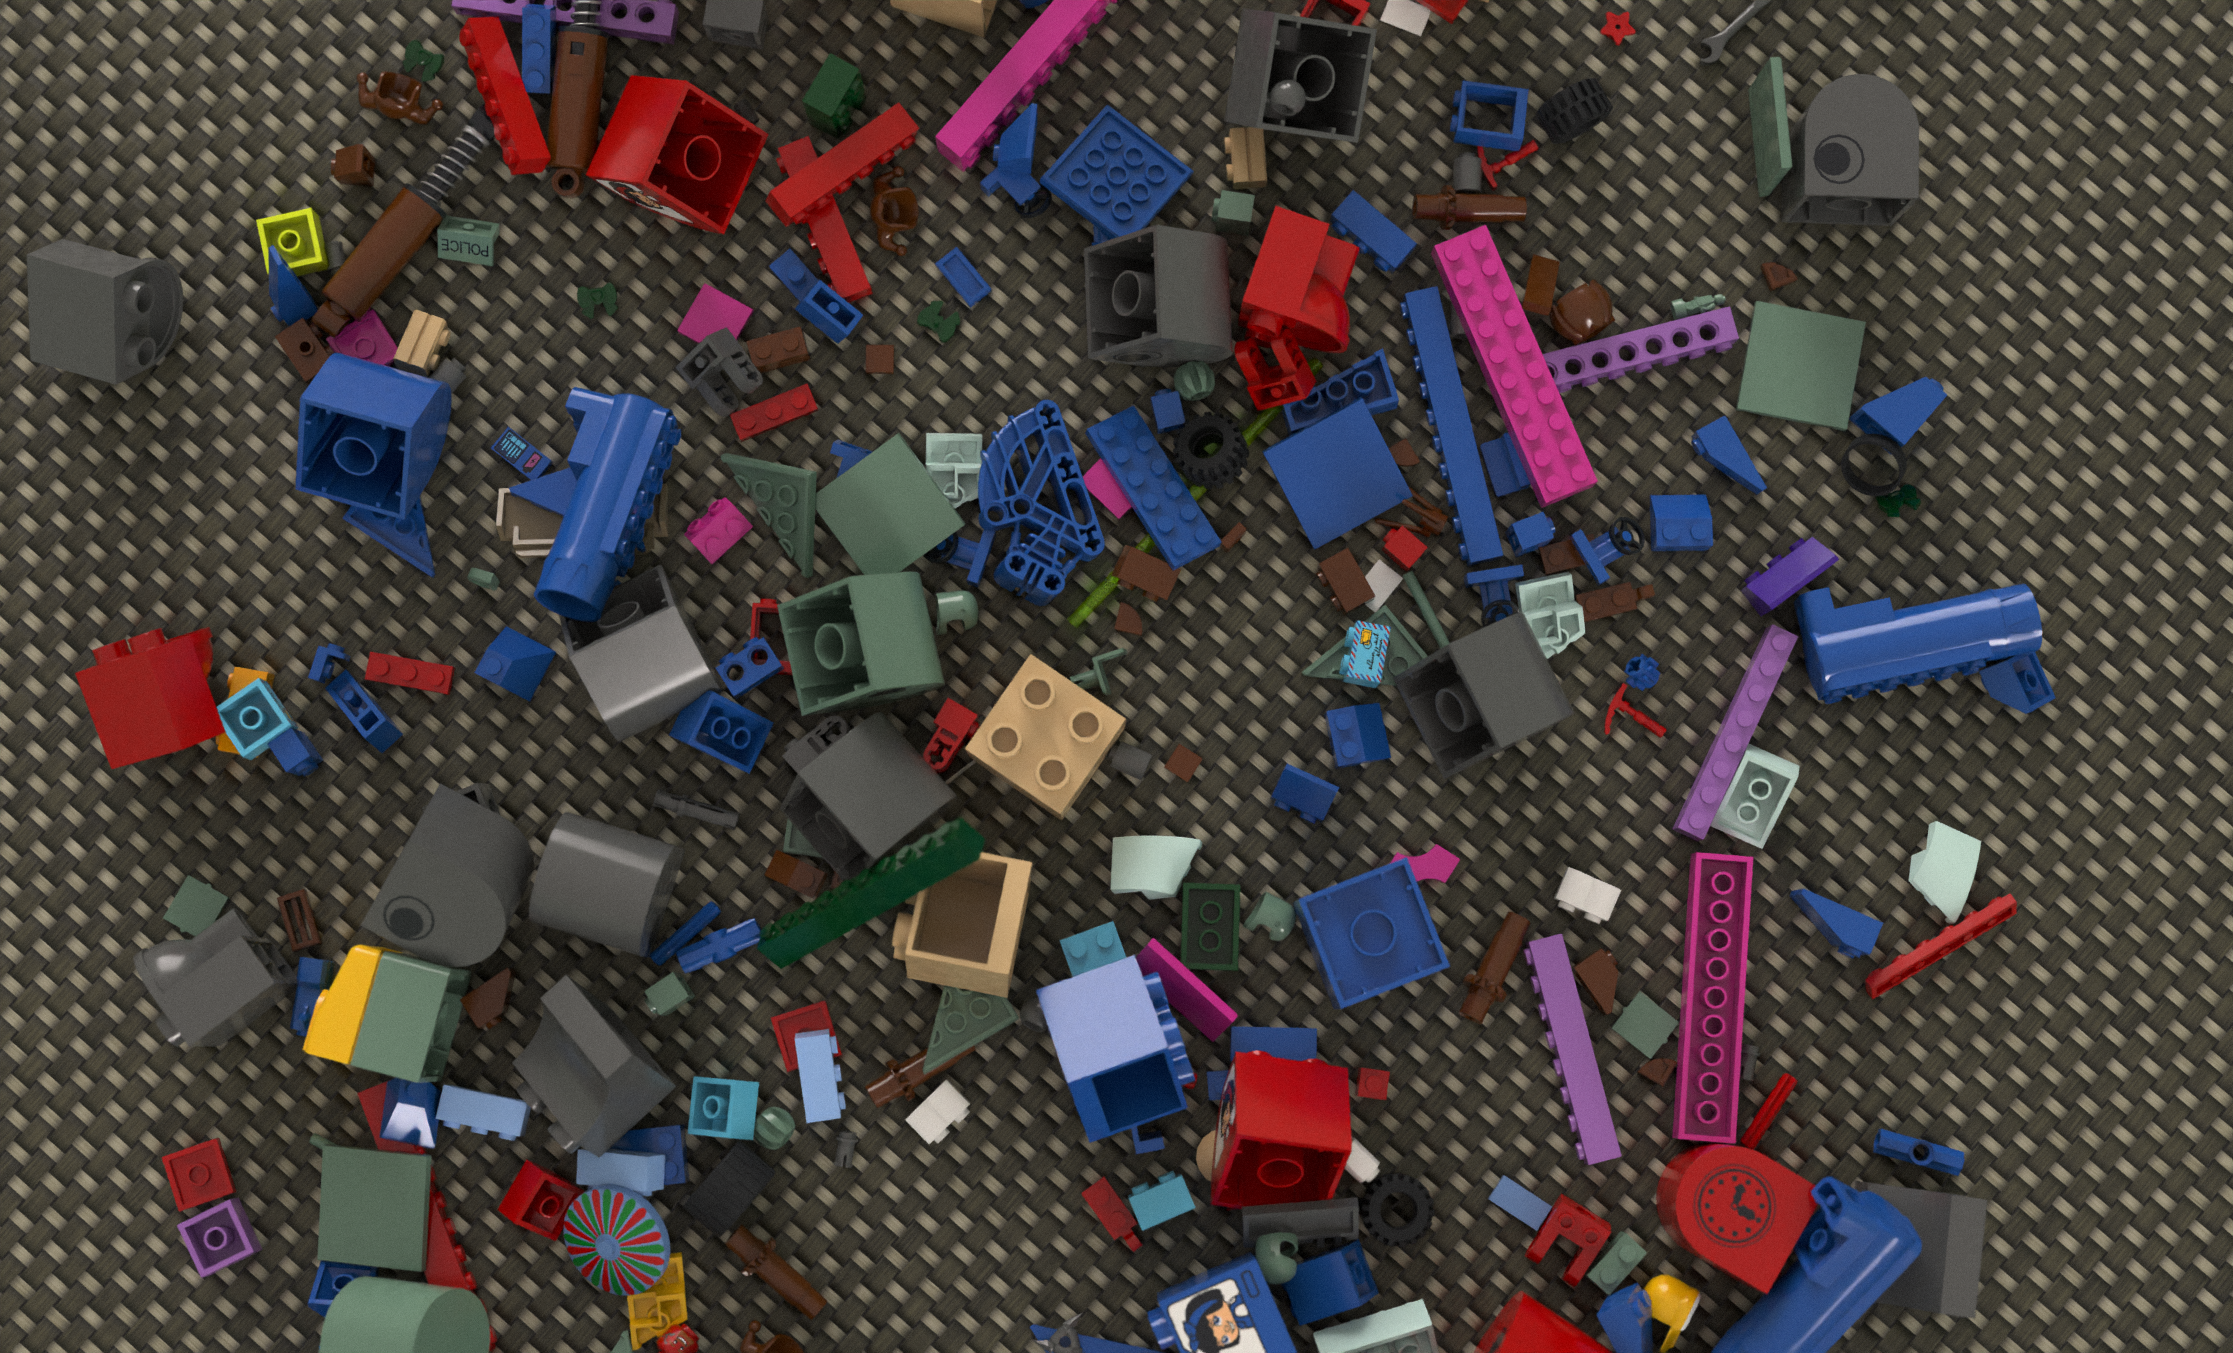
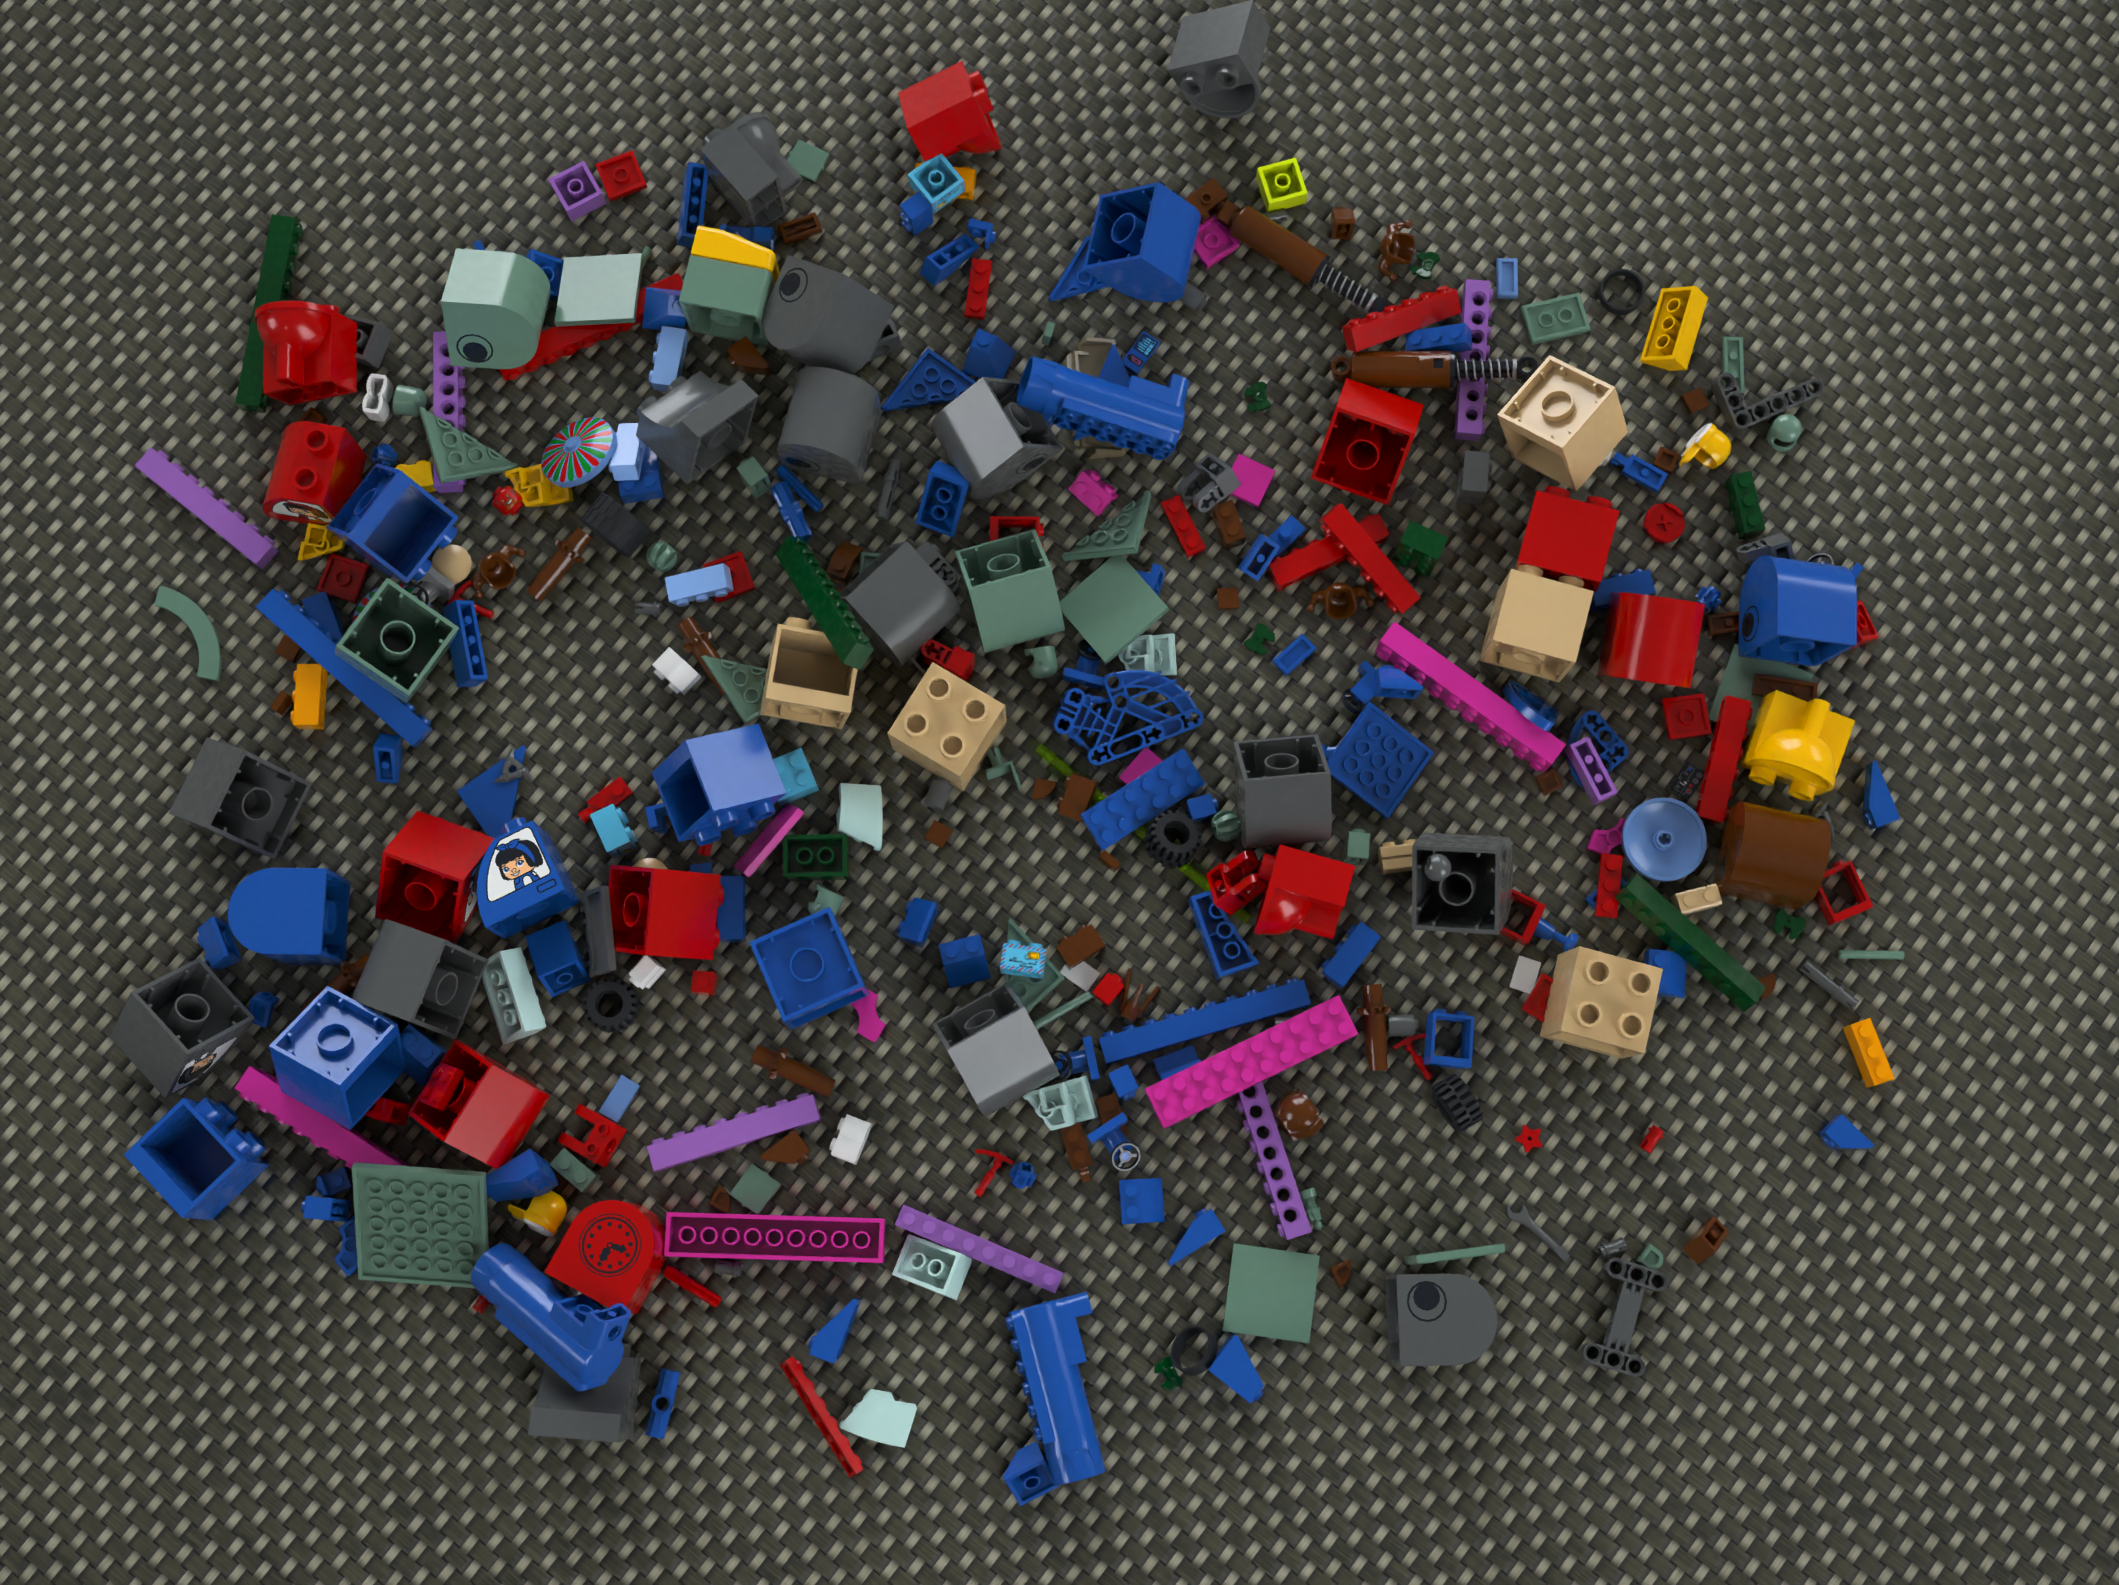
camera: 90 degrees right, 5 degrees down
(255, 1071) = (692, 203): none -> blue brick
(287, 292) = (1244, 185): blue slope -> none
(422, 343) = (1215, 278): tan brick -> none
(467, 240) = (1295, 304): sand green panel -> none
(539, 1200) = (607, 400): red slope -> none
(543, 742) = (928, 383): none -> blue tile
(723, 1108) = (673, 519): medium azure brick -> none
(753, 674) = (986, 517): blue brick -> none
(1276, 1265) = (568, 913): sand green helmet -> none
(1337, 473) = (1161, 934): blue tile -> none
(1404, 454) = (1180, 985): reddish brown tile -> none
(1540, 285) = (1317, 1082): reddish brown tile -> none
(1787, 574) = (1104, 1285): dark purple slope -> none

